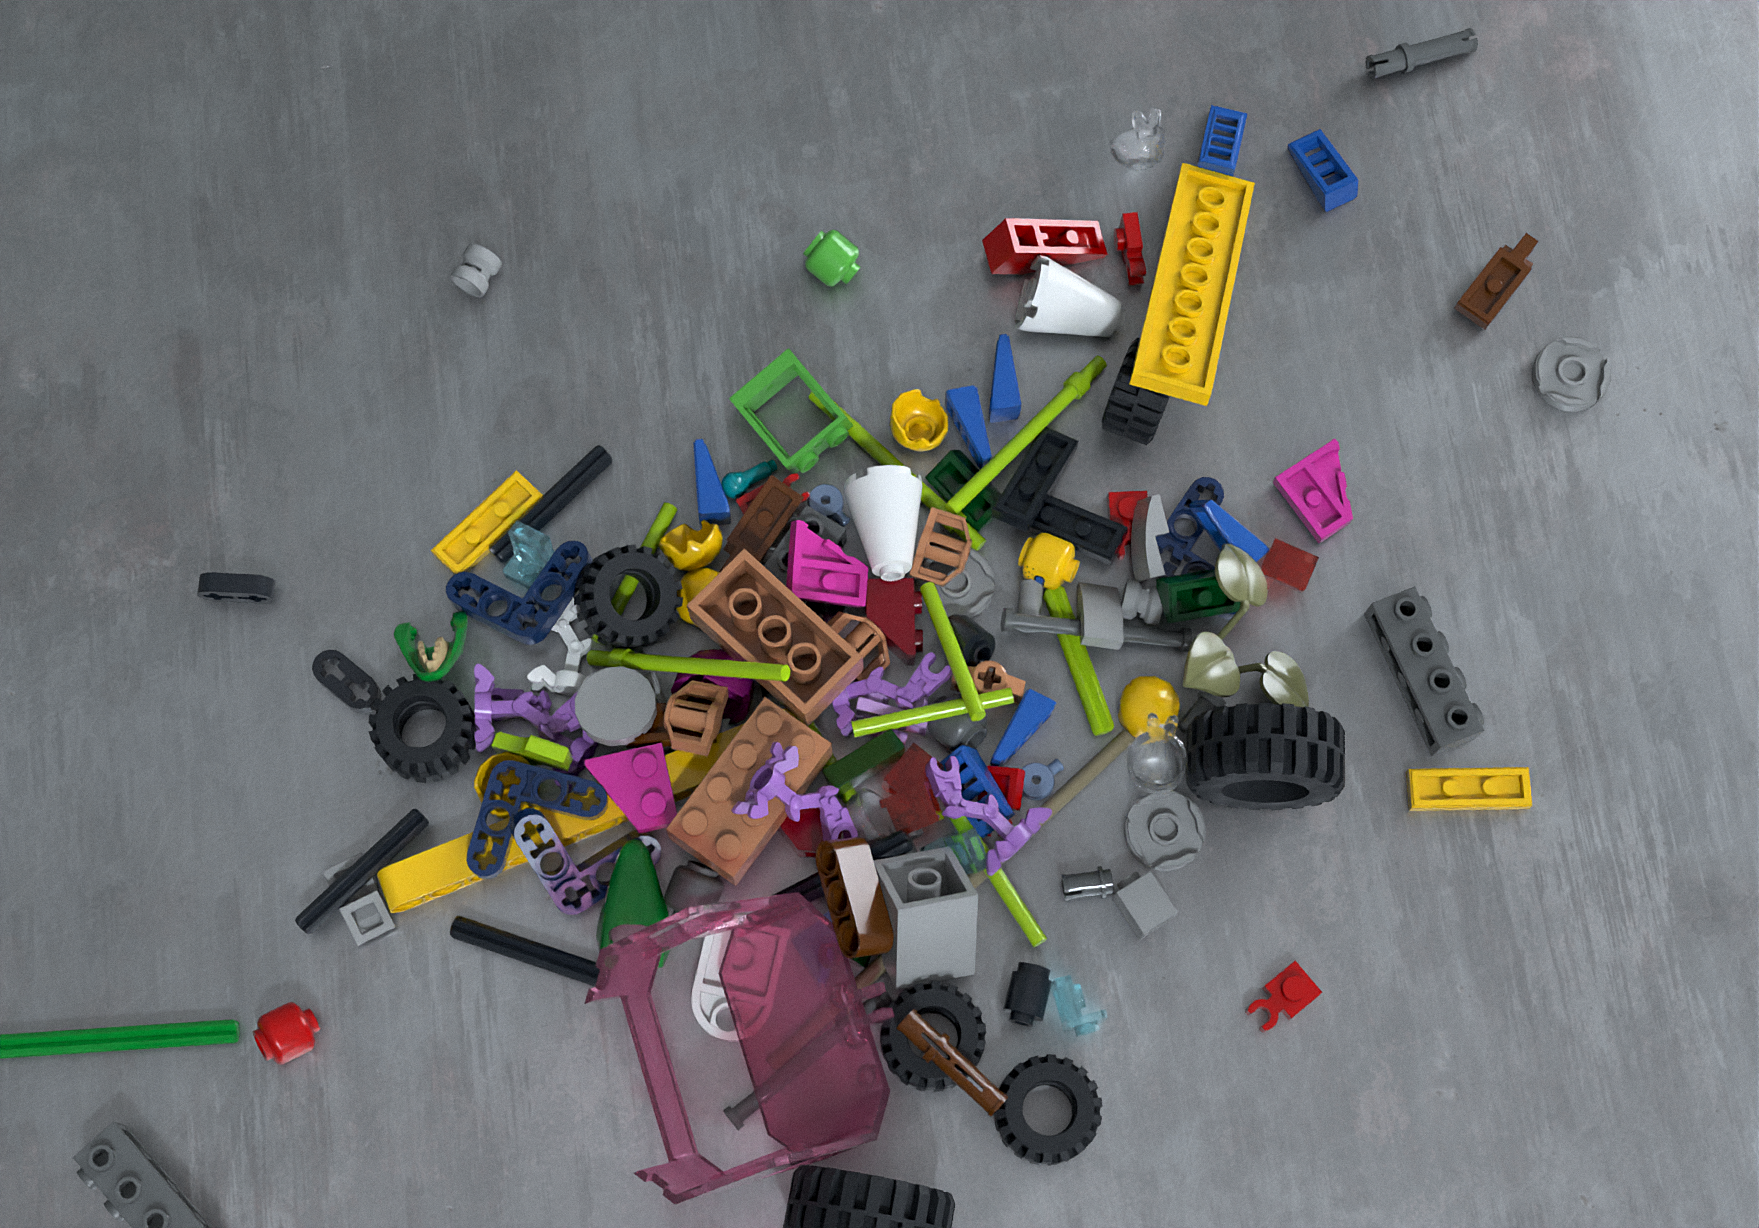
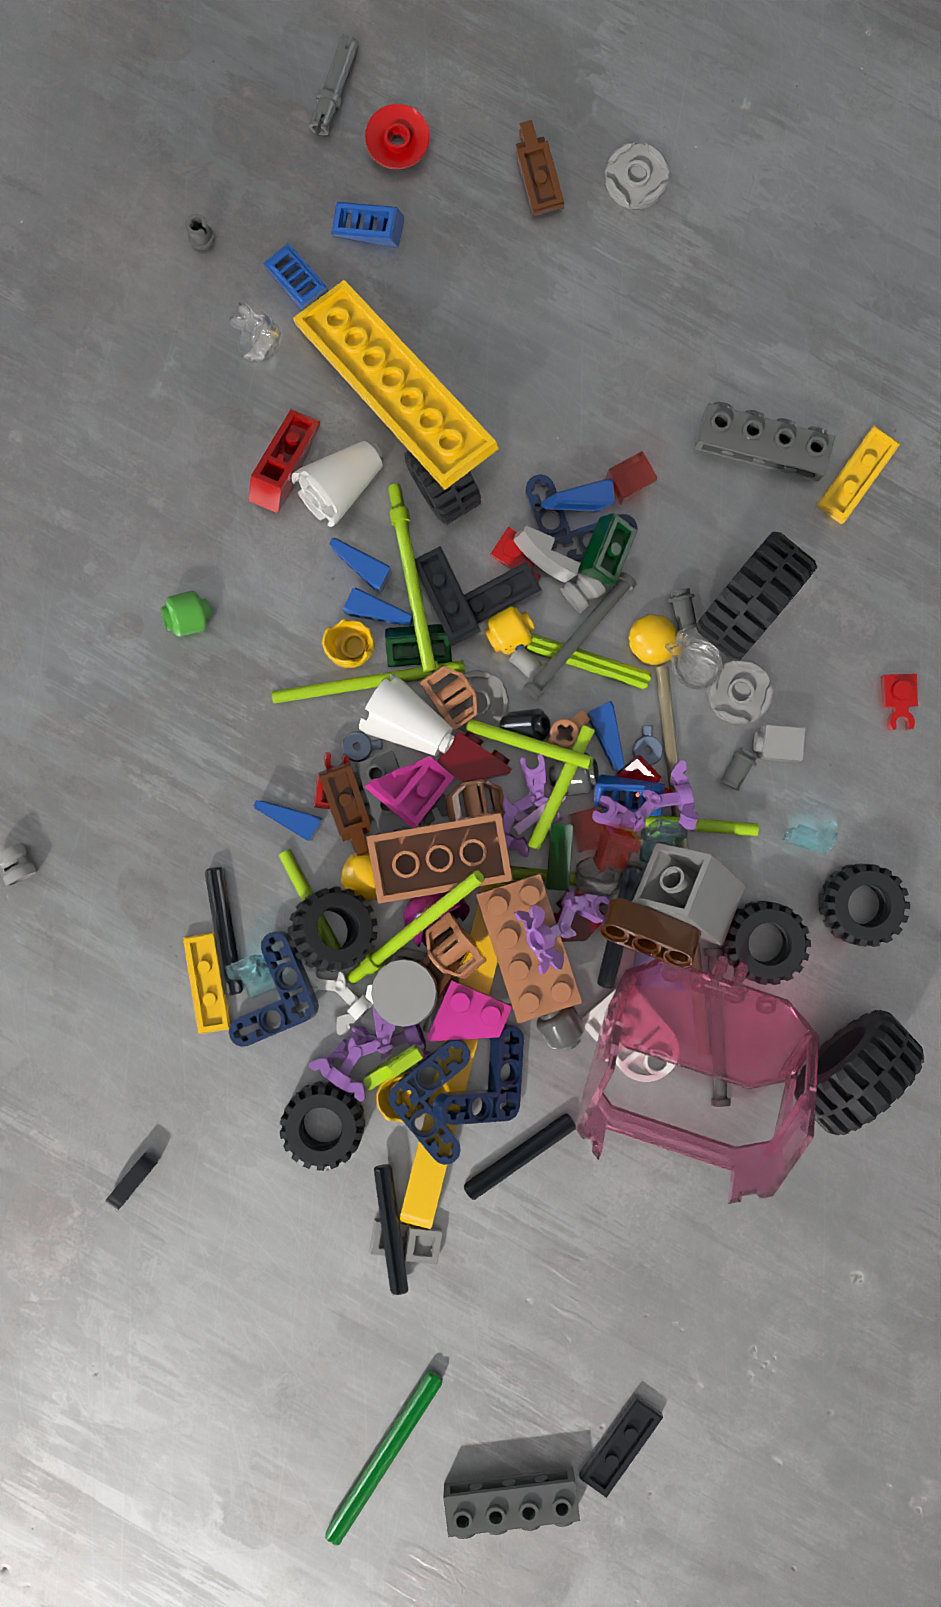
camera: 50 degrees left, 15 degrees up
(286, 1033) = (462, 1348): red head -> none
(341, 688) = (253, 1158): black beam -> none
(436, 661) = (284, 1091): green animal -> none
(632, 895) = (539, 1068): green animal -> none
(692, 548) = (325, 860): yellow hair -> none
(737, 483) = (301, 797): teal piece -> none
(770, 382) = (247, 728): bright green window -> none
(915, 1025) = (786, 950): reddish brown pin -> none
(1027, 994) = (781, 861): black brick -> none
(1100, 616) = (573, 625): light grey slope -> none
(1129, 241) = (324, 400): red plate -> none
(1192, 34) = (200, 234): none -> dark grey pin
(1212, 665) = (674, 586): olive plant -> none
(1317, 491) = (592, 413): dark pink wing -> none
(1429, 125) = (392, 123): none -> red dish

